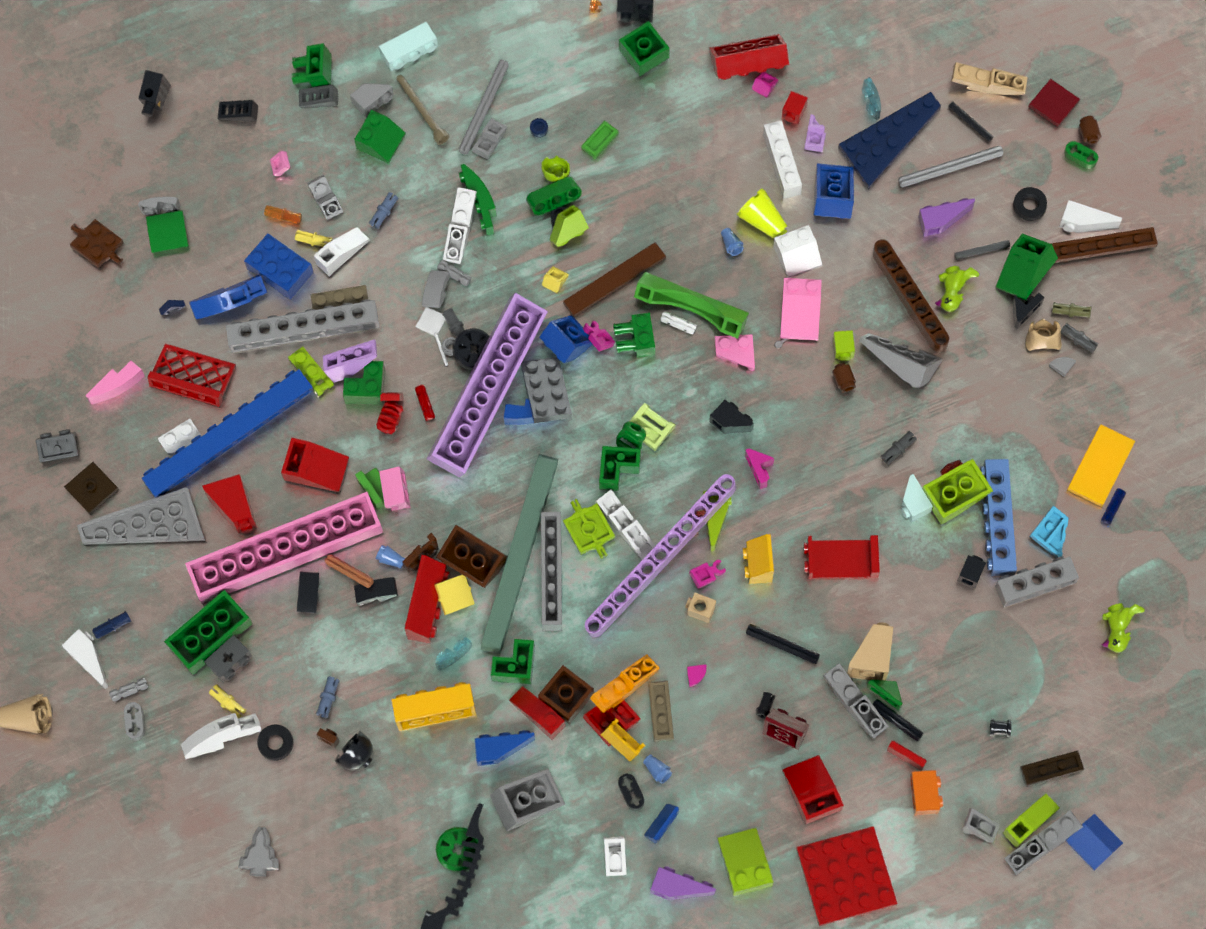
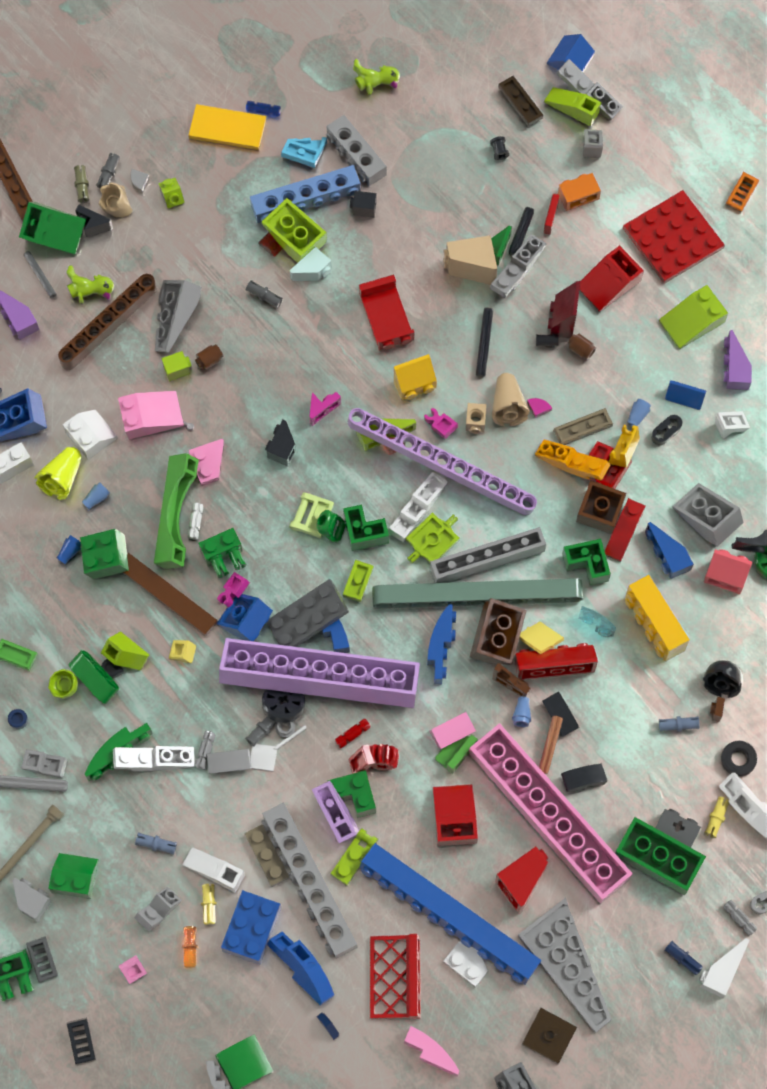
camera: 110 degrees left, 0 degrees up
(459, 793) = (728, 571): none -> coral slope
(487, 506) = (440, 638): none -> blue slope
(569, 449) = (358, 581): none -> lime plate
(667, 231) = (104, 554): none -> green brick
(686, 207) = (69, 549): none -> blue cone
(709, 643) = (509, 402): none -> tan cone
(747, 736) = (581, 346): none -> reddish brown brick
(1039, 390) = (171, 192): none -> lime bracket

